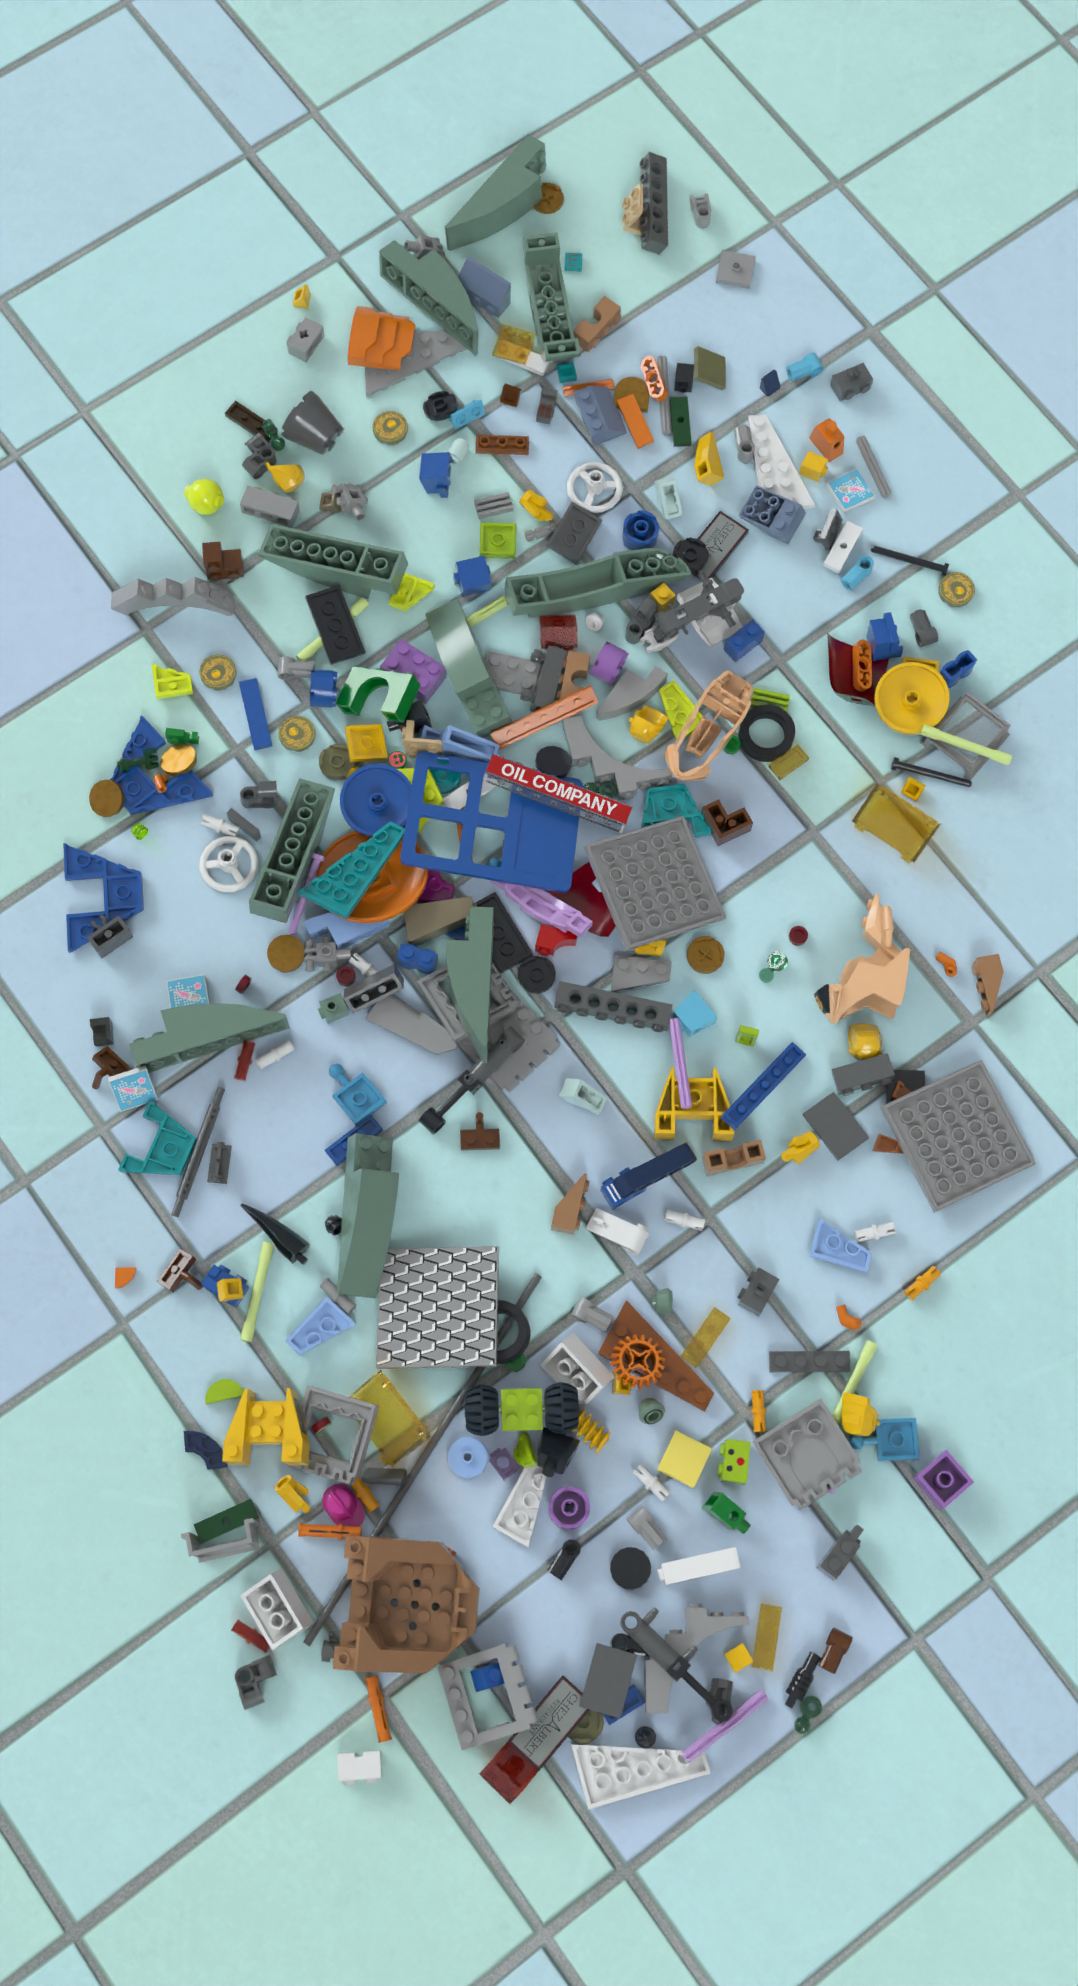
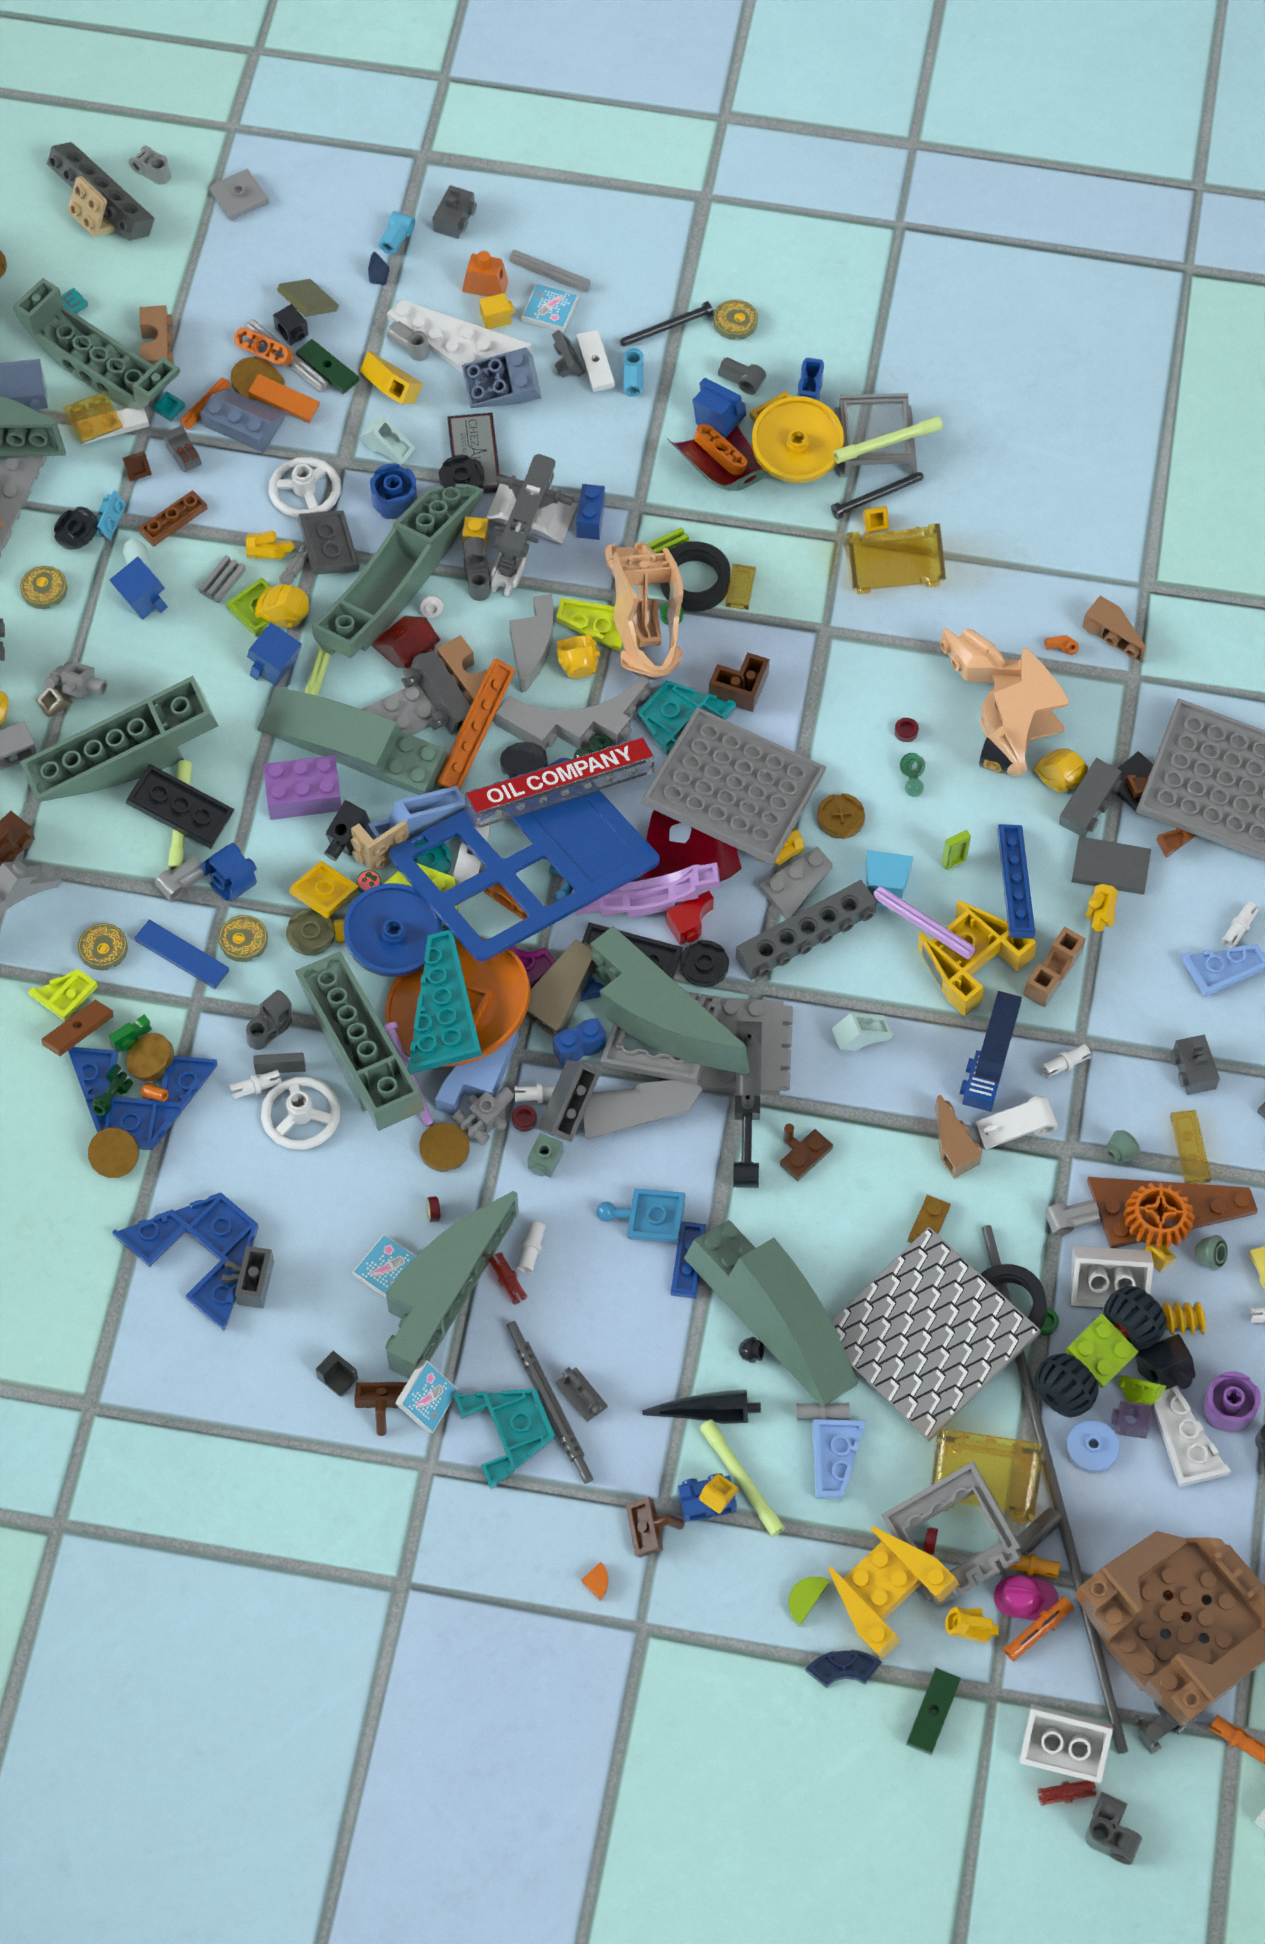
camera: 40 degrees left, 10 degrees down
(139, 831) = (177, 1157): clear neon green hinge -> none
(155, 708) = (77, 1028): none -> dark orange tile
(224, 1549) = (943, 1753): light grey piece -> none
(364, 681) = (264, 833): green arch -> none
(410, 592) = (227, 716): neon yellow wing -> none
(508, 551) = (283, 605): none -> yellow helmet
(510, 1241) = (931, 1215): none -> pearl gold plate
(609, 663) = (486, 628): medium lavender brick -> none

